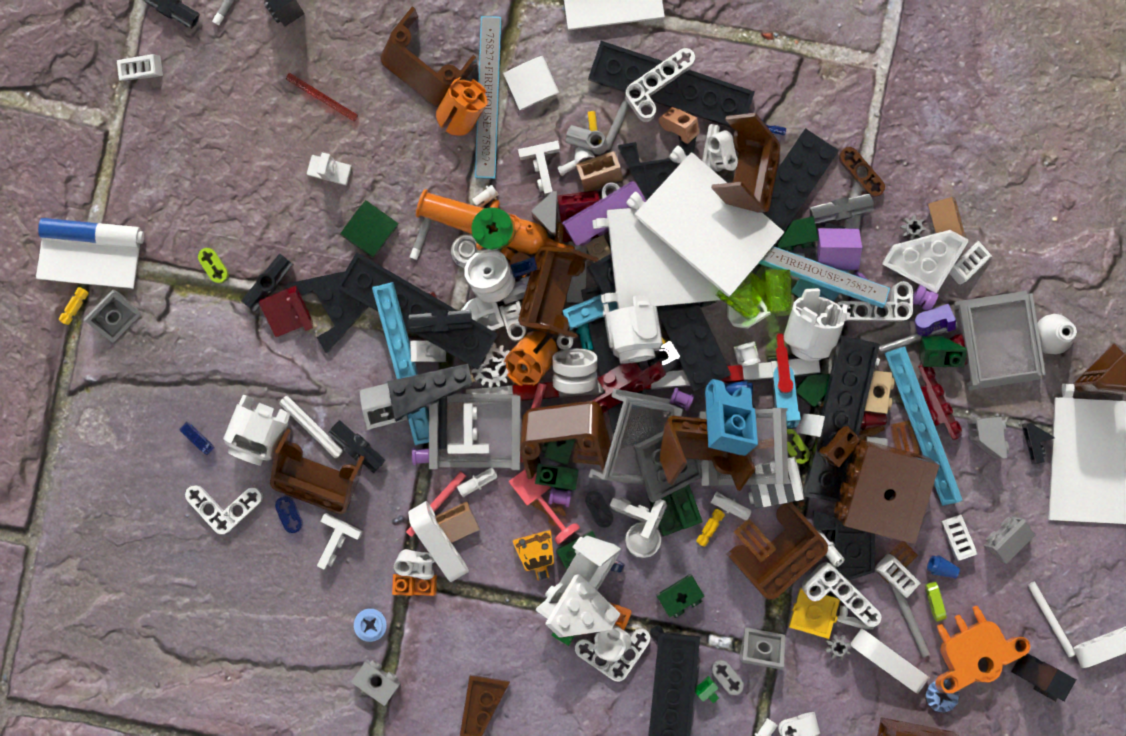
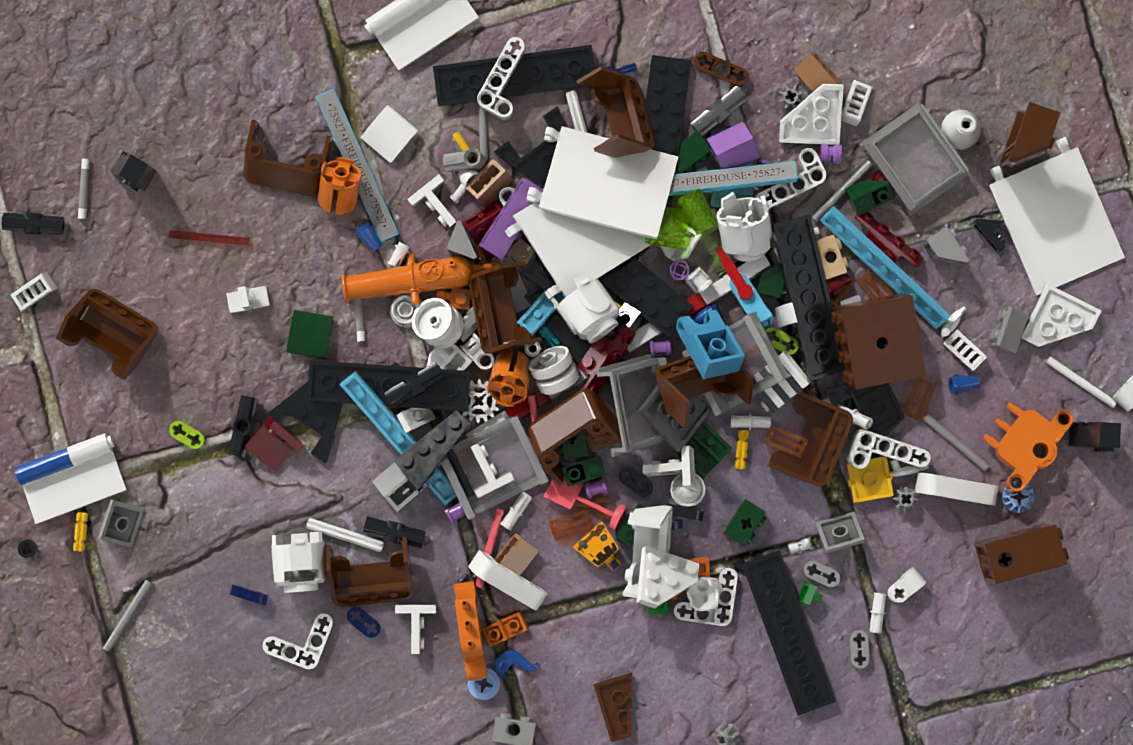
camera: 25 degrees left, 0 degrees up
(11, 297) = (33, 546): none -> black bush
(78, 402) = (127, 615): none -> light grey bar
(190, 133) = (109, 328): none -> reddish brown windscreen
(380, 571) = (470, 631): none -> orange piece
(405, 612) = (511, 657): none -> blue piece
(415, 564) = (499, 610): white piece -> none
(466, 166) = (368, 235): none -> blue cone
(497, 240) = (429, 272): green brick -> none
(523, 267) = (464, 301): clear blue piece -> none
(528, 528) = (586, 519): none -> clear orange tile
(632, 560) = (687, 512): none -> black beam
(680, 123) = (539, 105): nougat leg -> none
(721, 150) = (588, 111): white piece -> none
(733, 336) = (679, 270): none -> medium lavender wheel
(840, 447) = (819, 322): reddish brown leg -> none
(888, 566) = (910, 405): white slope -> none
(934, 320) = (848, 169): leg -> none
(935, 601) = (971, 416): lime beam -> none
(959, 507) = (952, 322): none -> white bar
(1060, 549) = (1058, 317): none -> white plate

